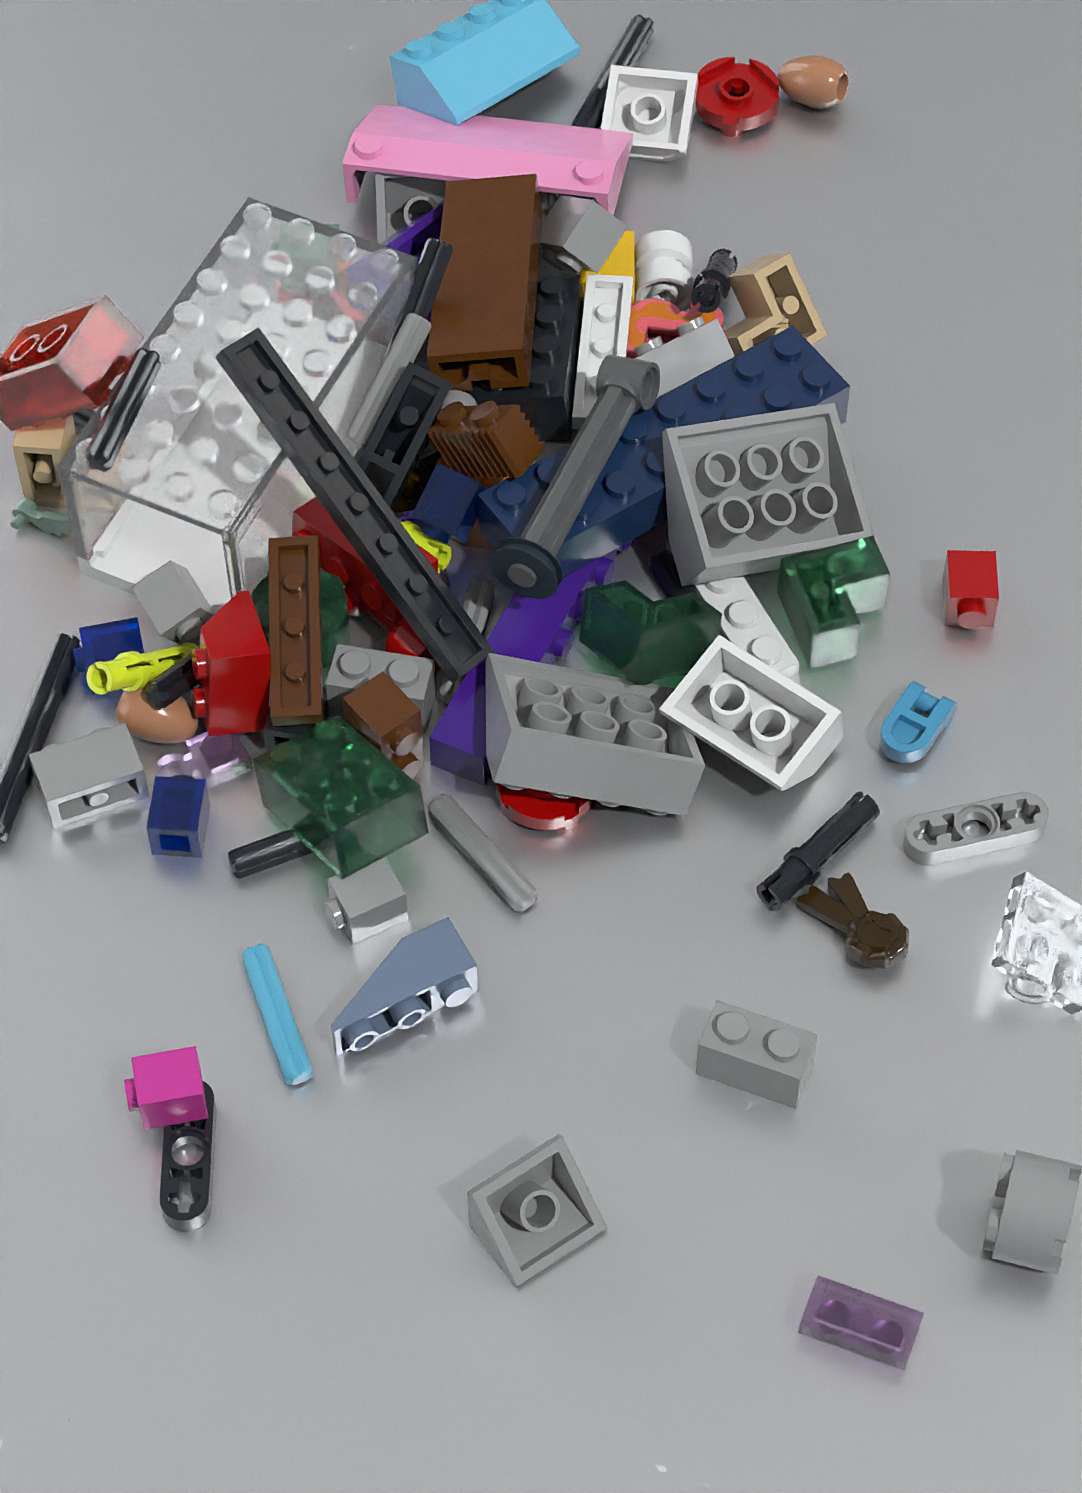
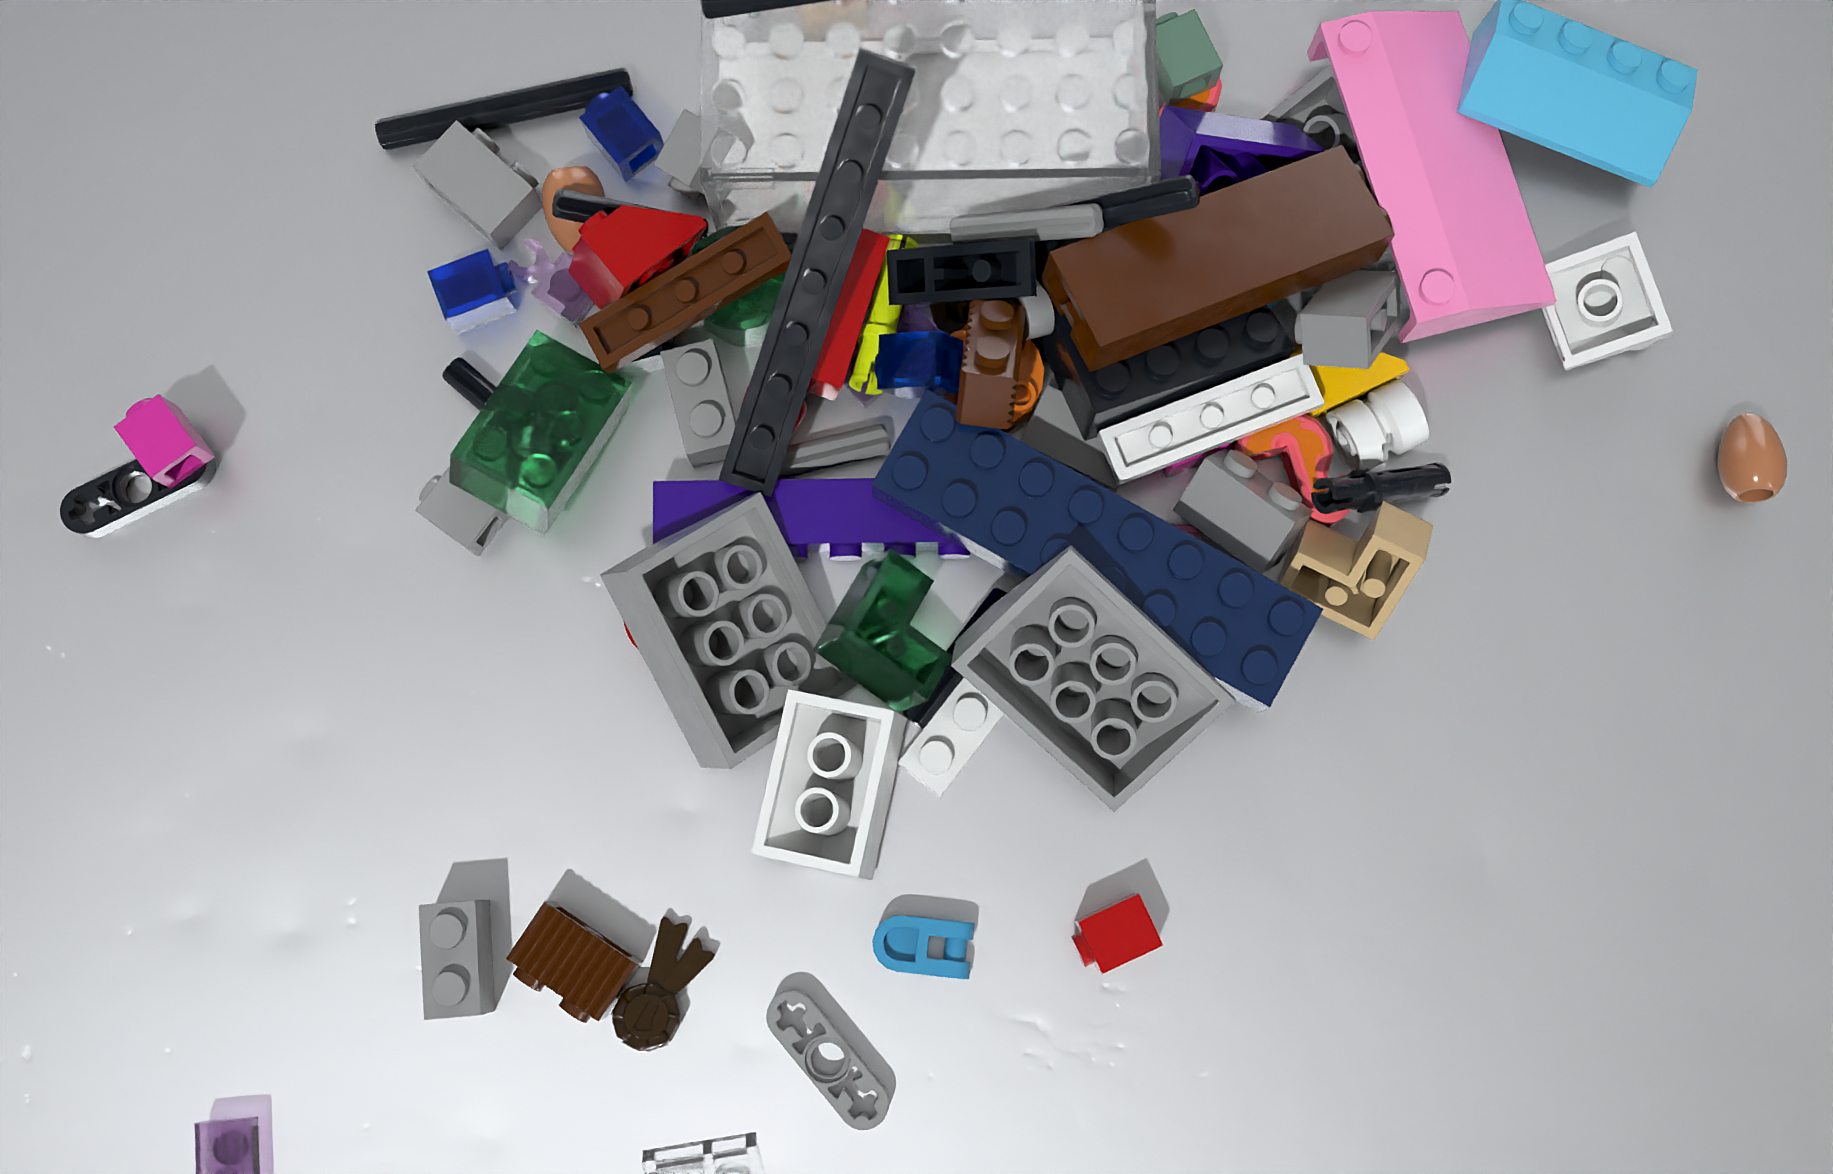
camera: 65 degrees right, 25 degrees up
(133, 670) = (578, 164): neon yellow pin -> none
(277, 1014) = (313, 491): medium azure axle -> none
(387, 721) = (636, 436): reddish brown brick -> none
(414, 980) = (397, 598): sand blue slope -> none
(482, 853) = (573, 591): light grey axle -> none
(529, 562) = (1122, 476): dark grey piece -> none
(534, 1211) = (204, 829): light grey slope -> none
(625, 54) = (1653, 235): black axle -> none
(732, 113) = (1717, 370): red plate -> none
(803, 970) = (573, 962): none -> reddish brown brick
(804, 863) = (722, 914): black pin -> none
(826, 593) = (1028, 782): clear green brick -> none

